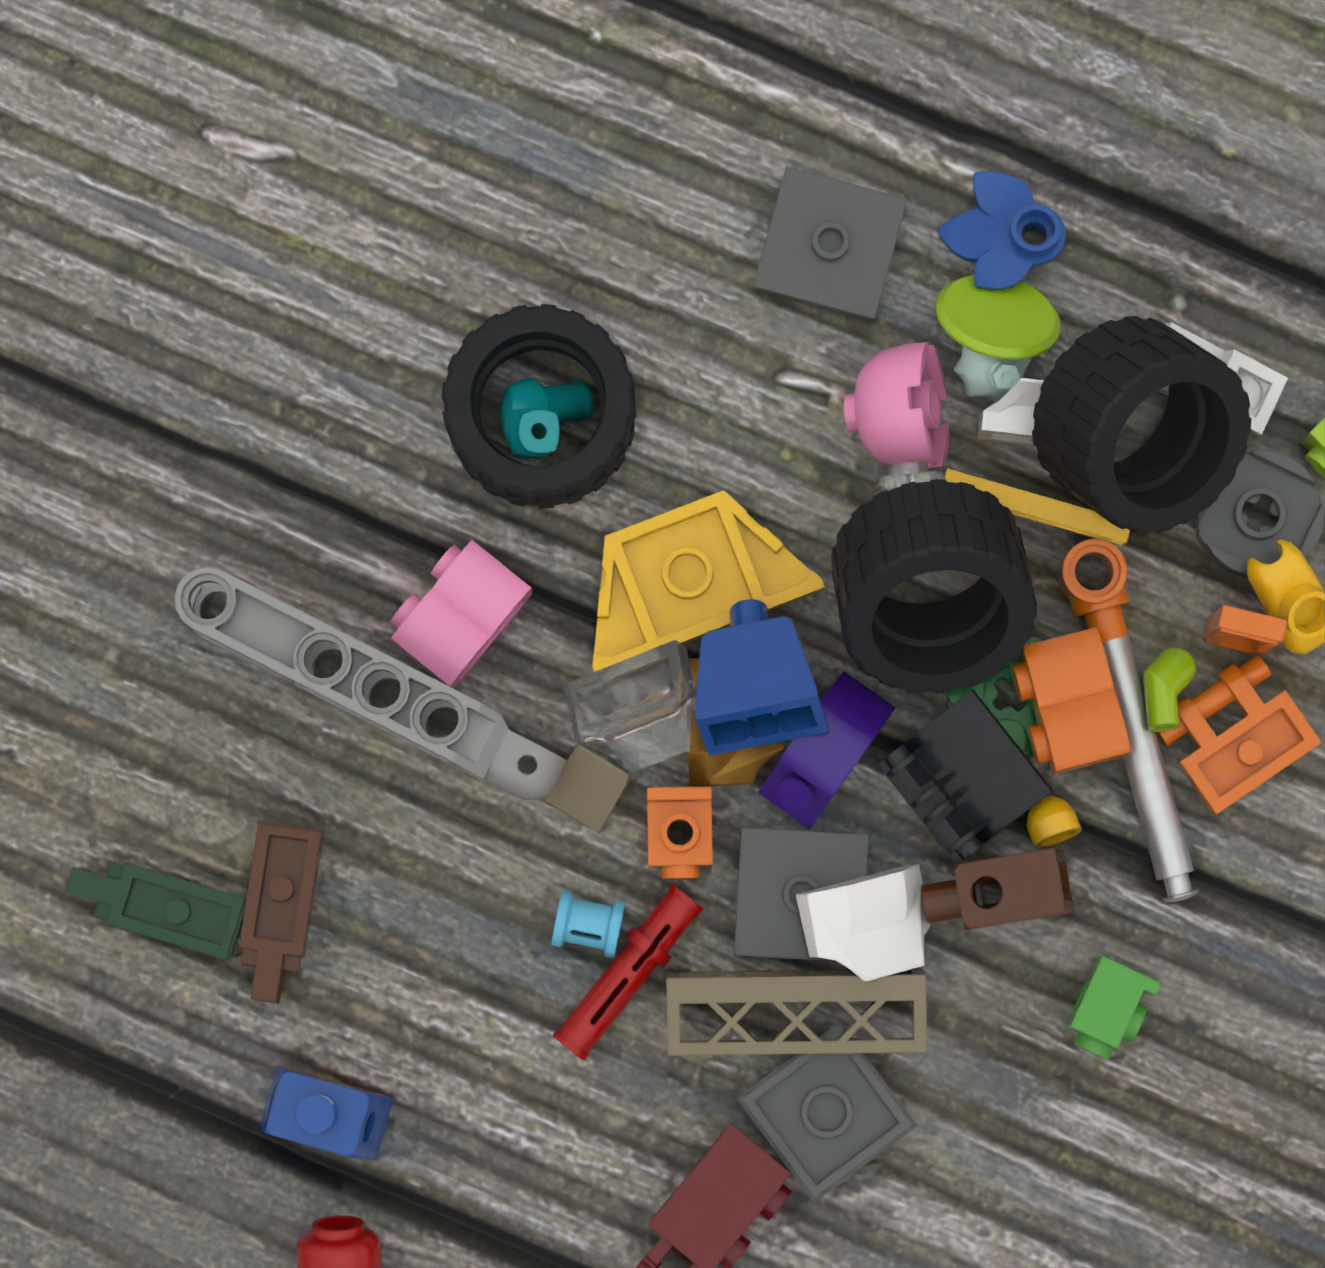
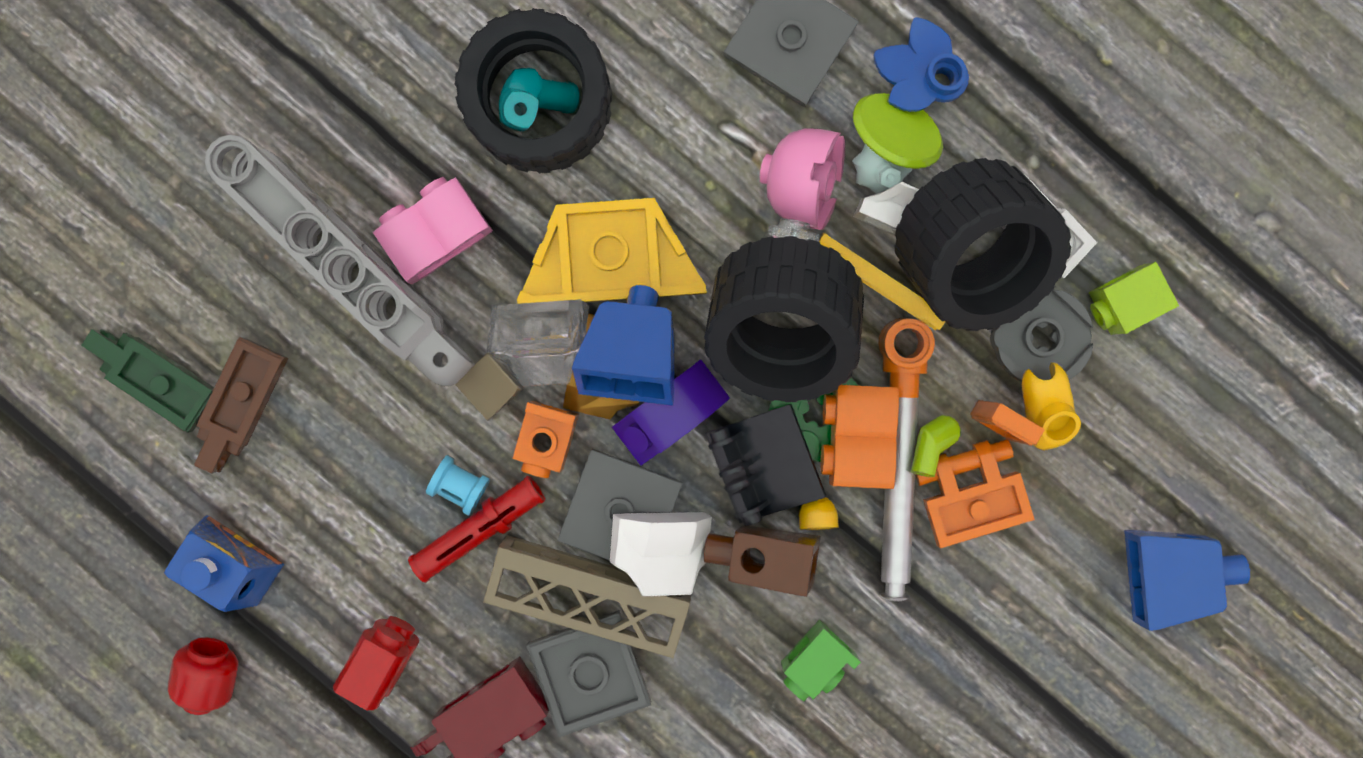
camera: 15 degrees right, 5 degrees up
(559, 1168) = (376, 662): none -> red brick

